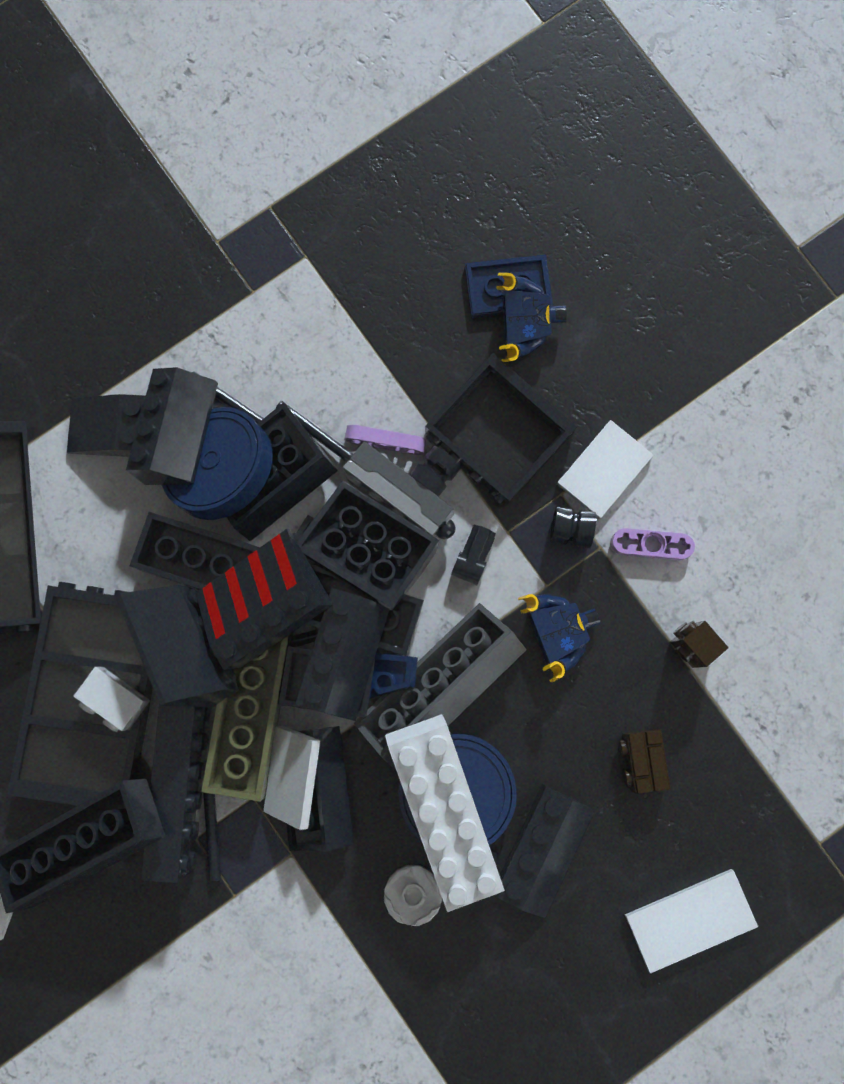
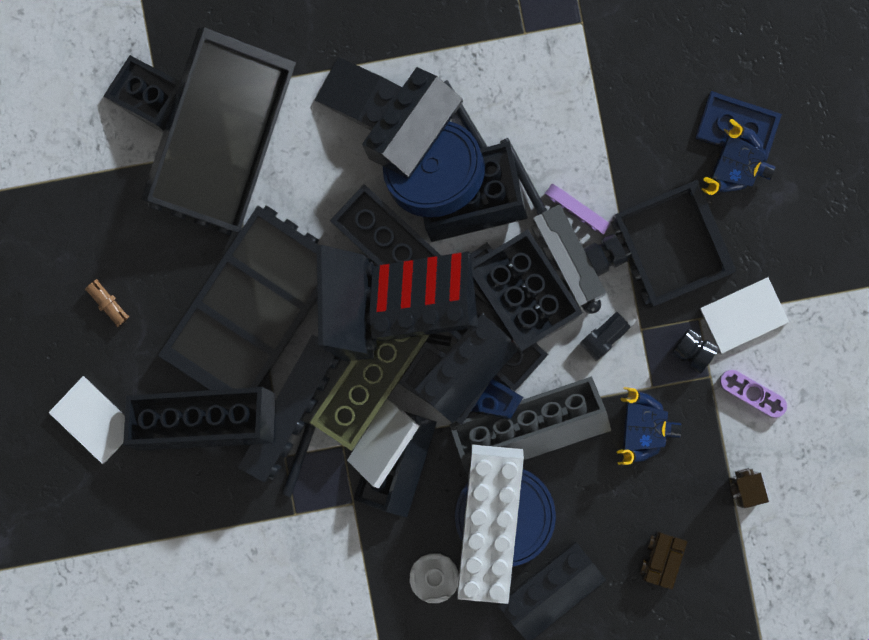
camera: 30 degrees right, 5 degrees up
(111, 699) = (272, 319): white brick -> none

